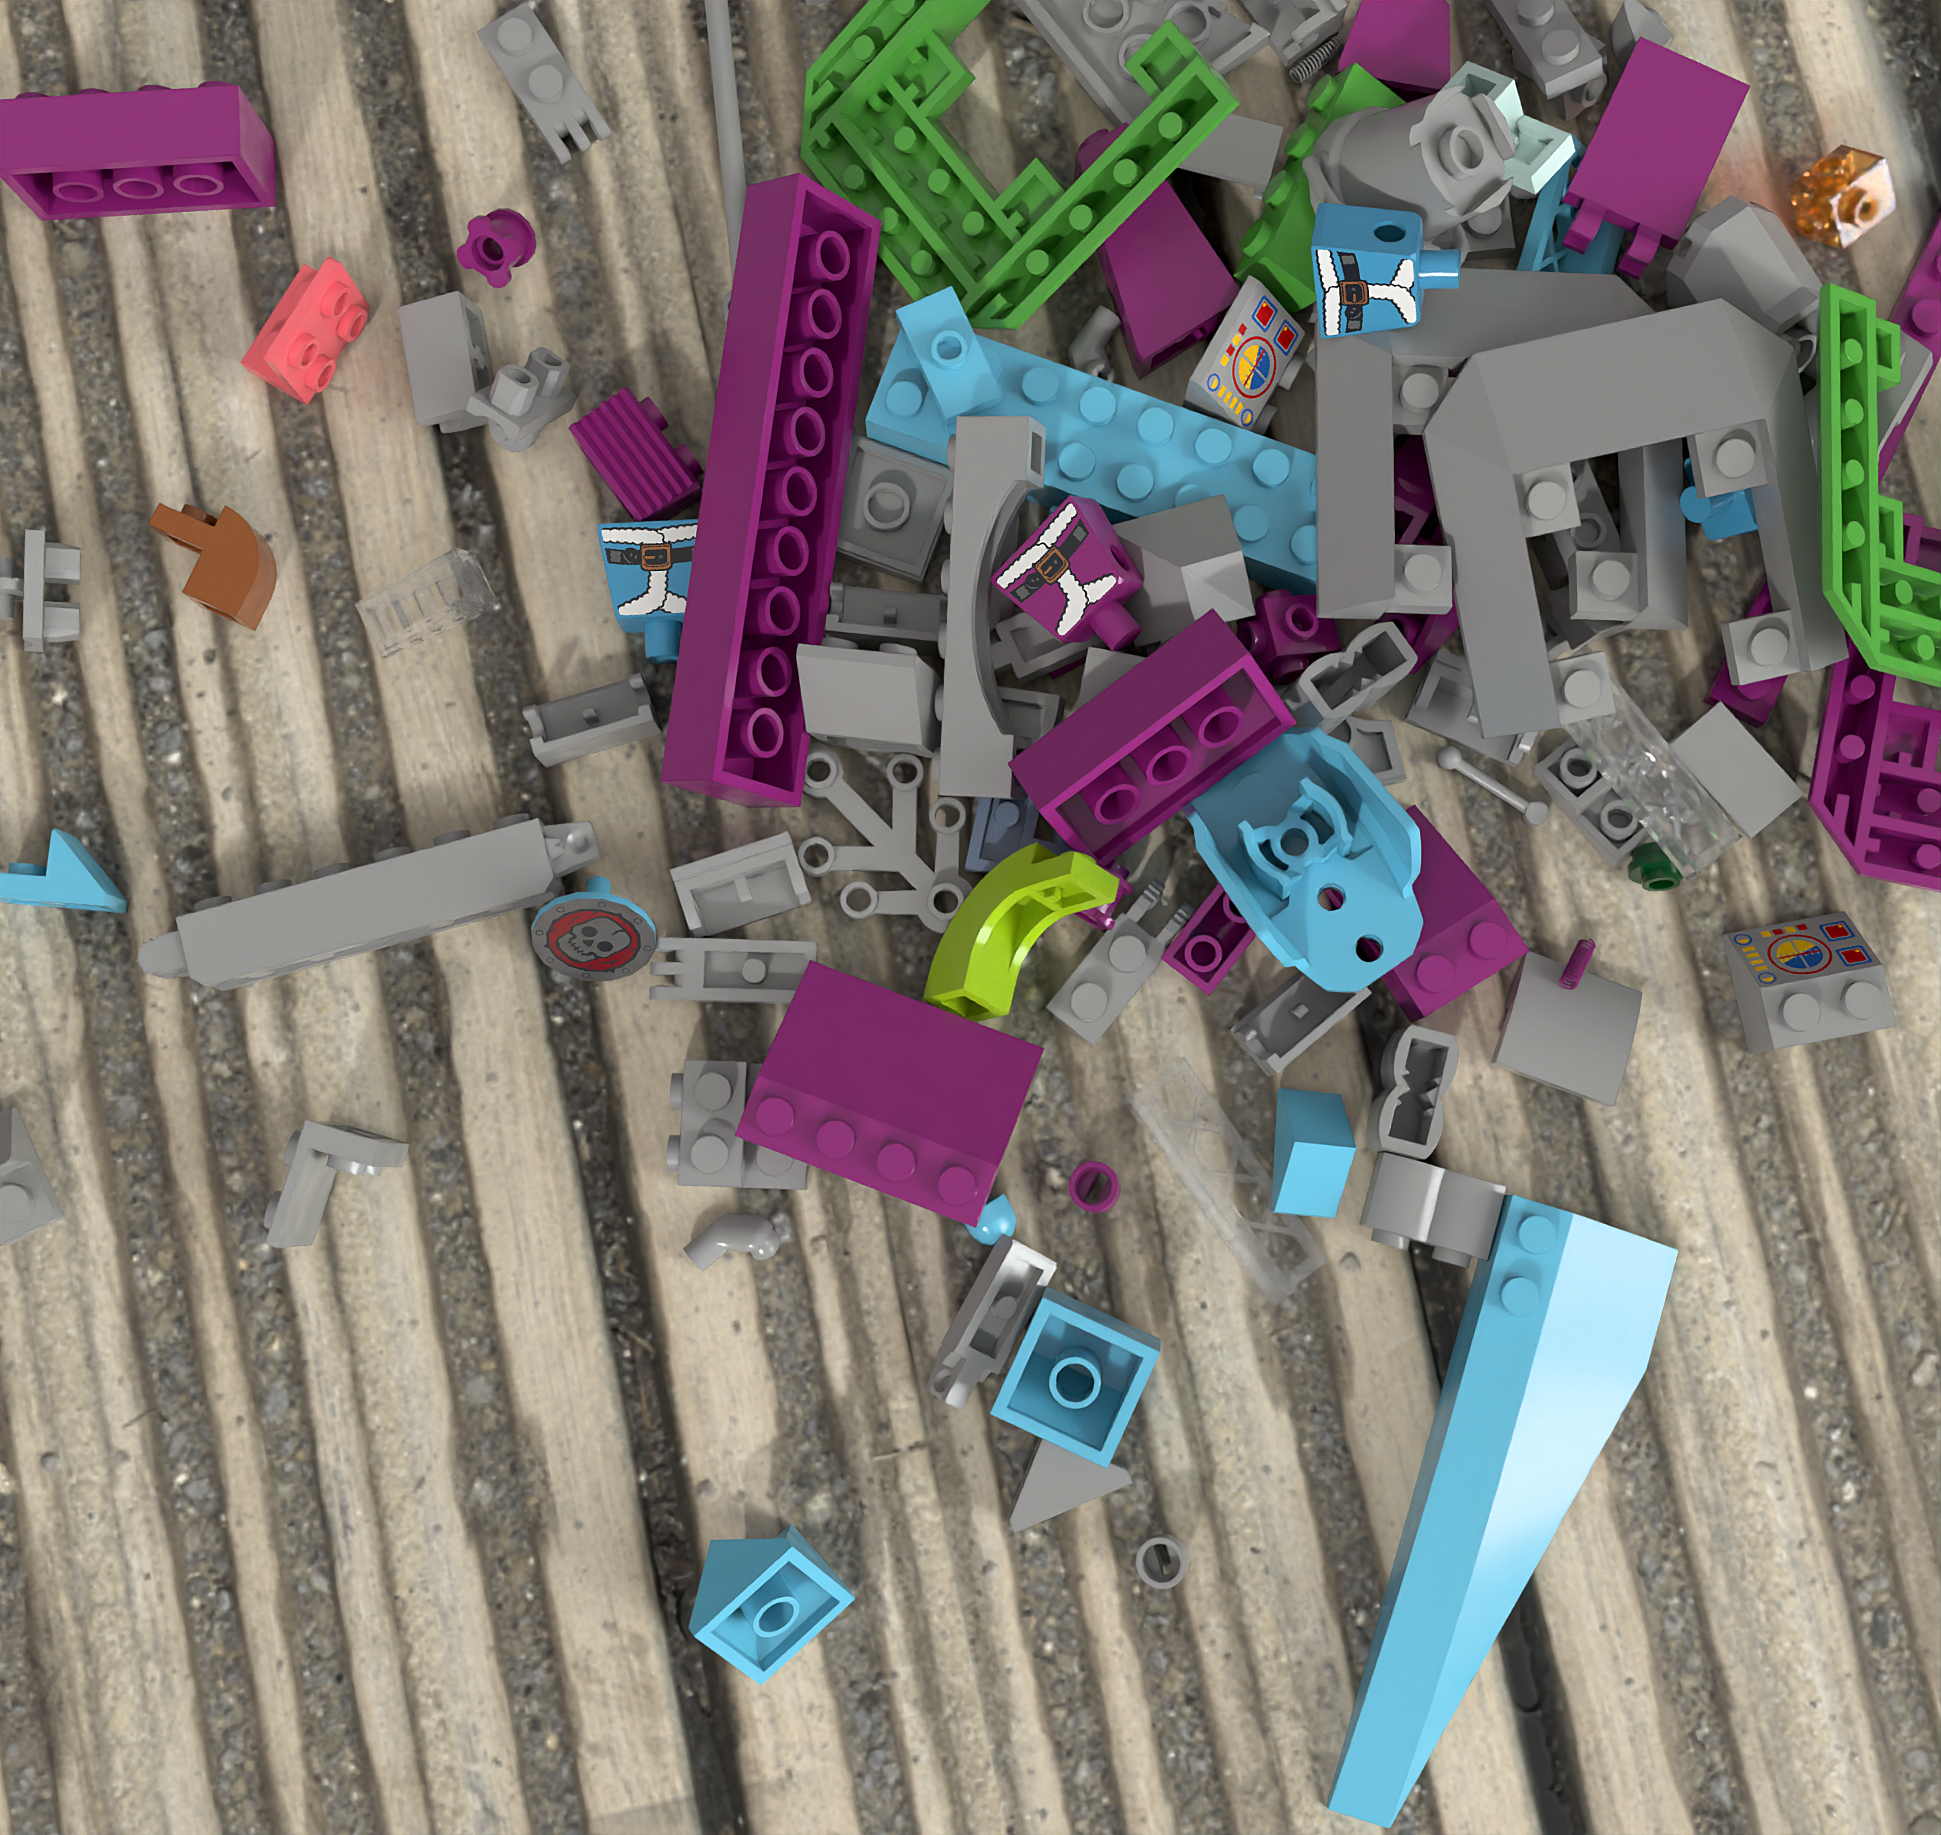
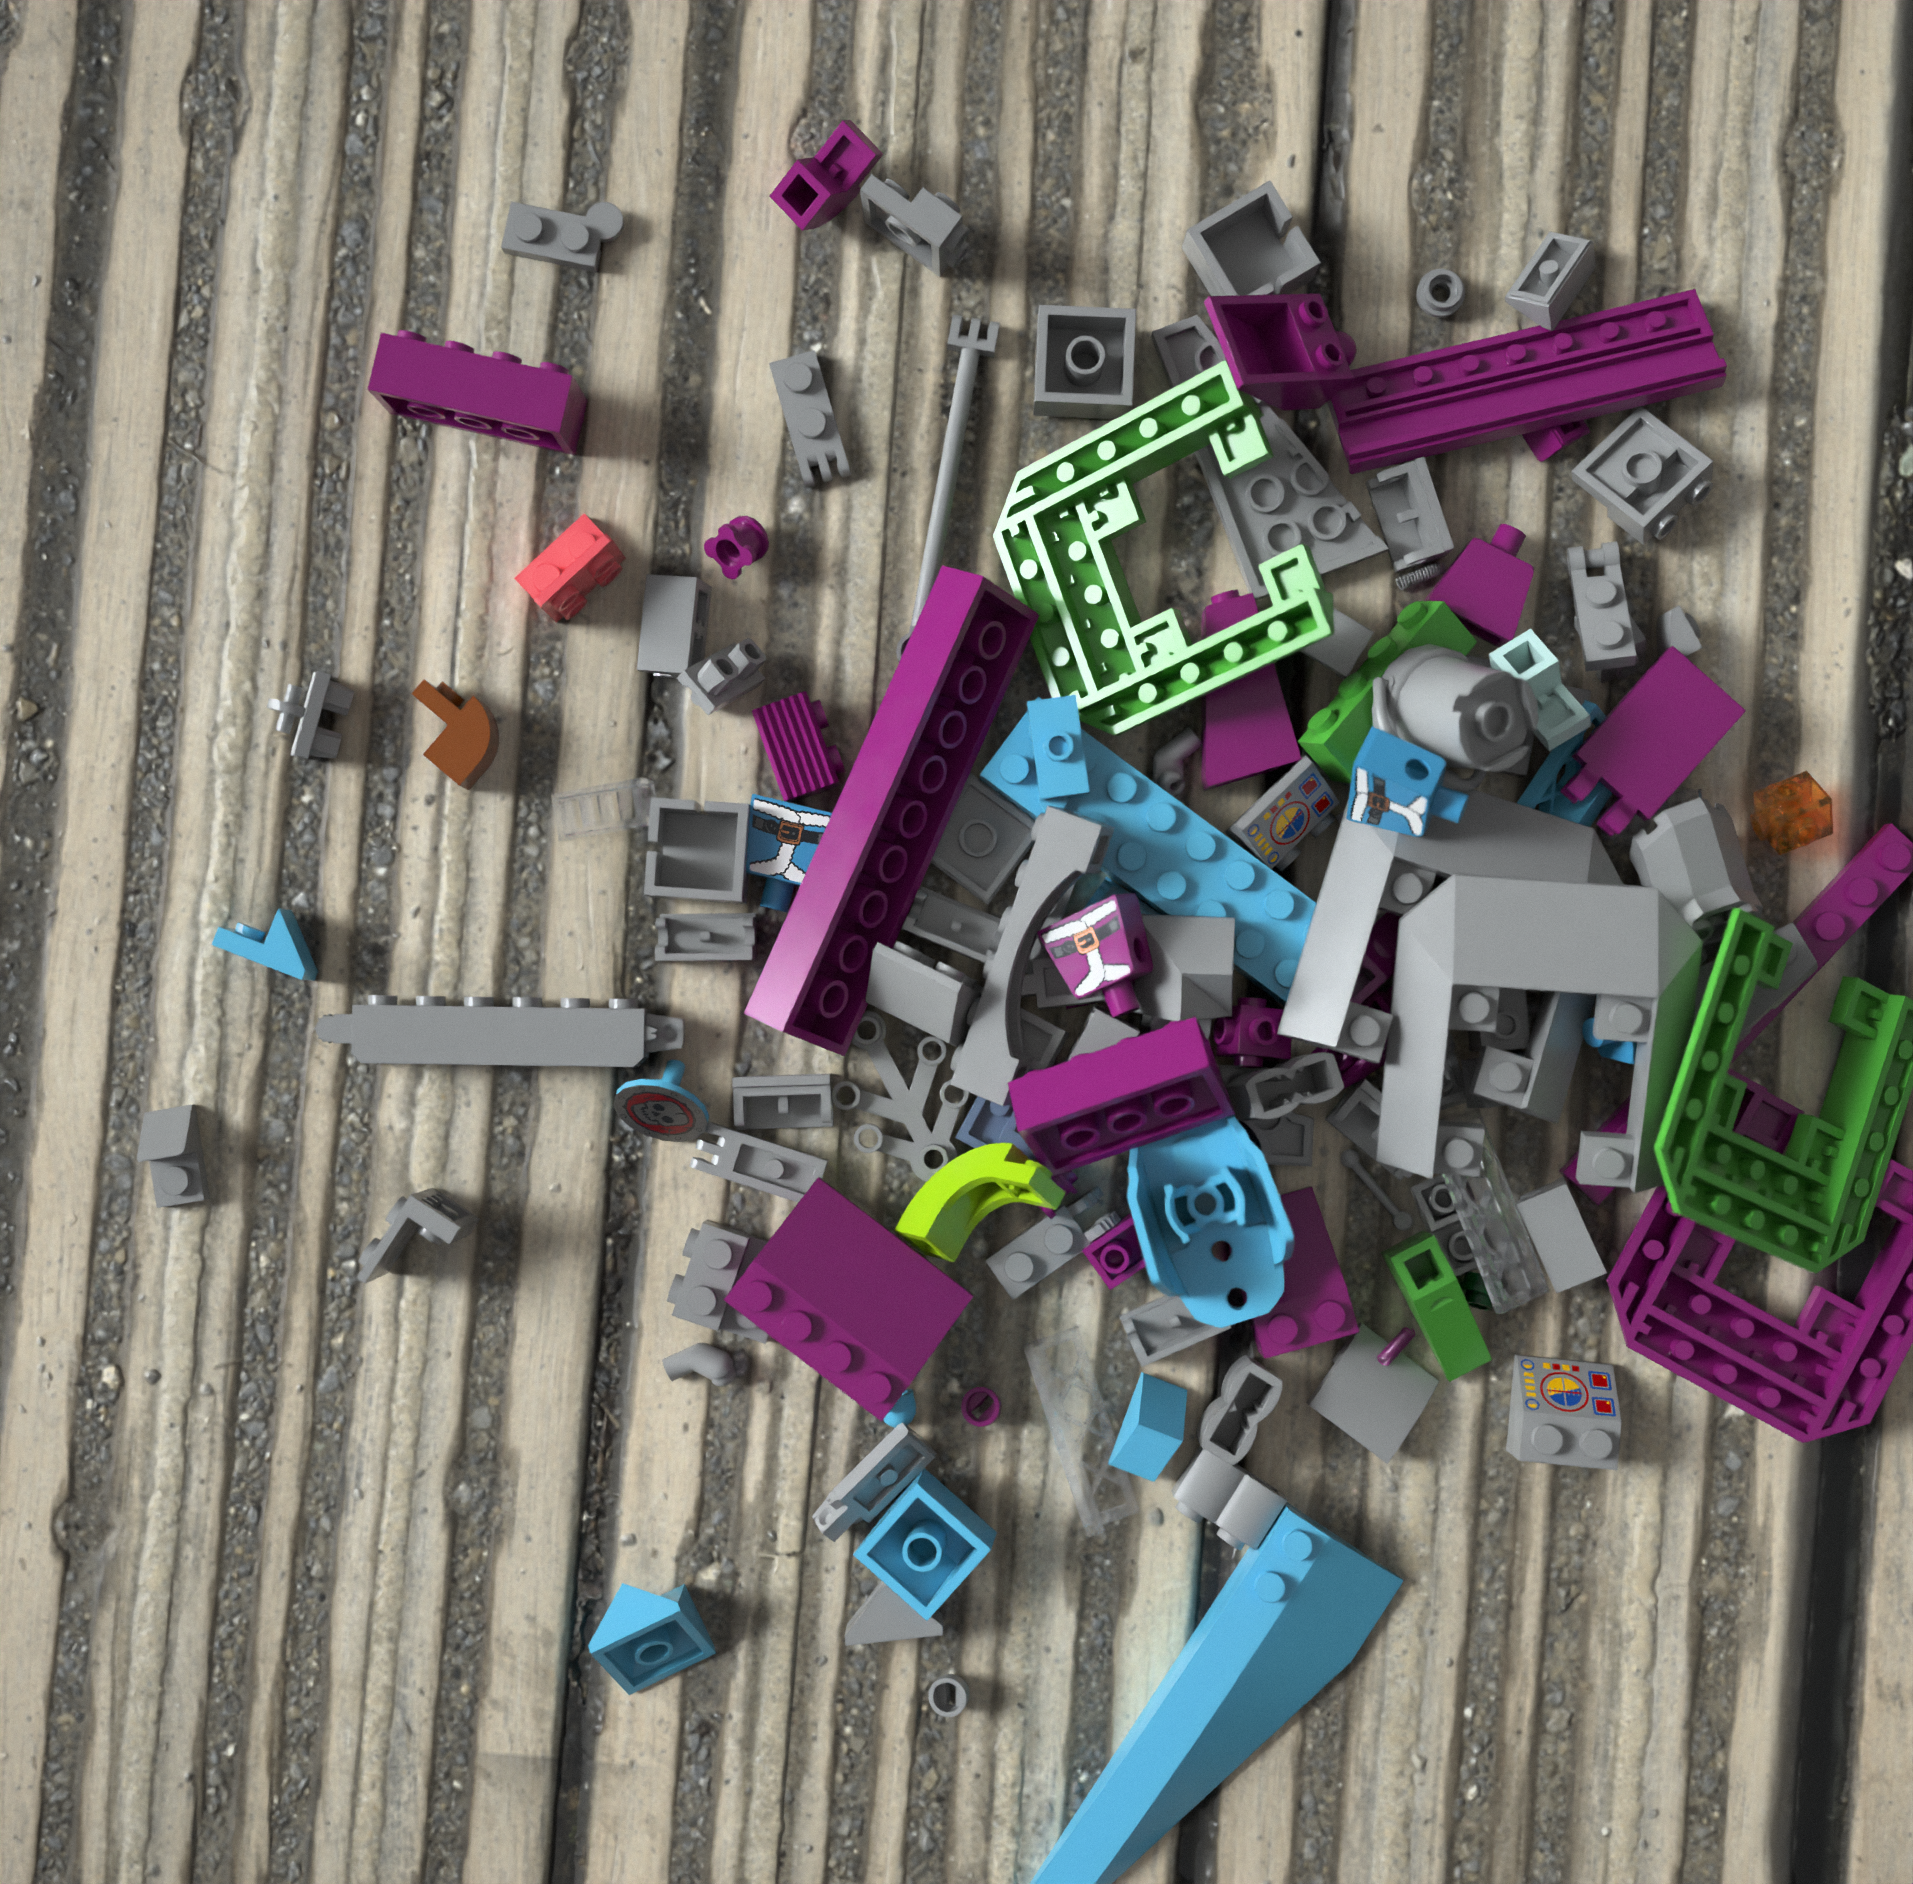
camera: 20 degrees right, 5 degrees up
(556, 619) = (701, 852): none -> light grey piece
(1612, 895) = (1437, 1303): none -> bright green slope

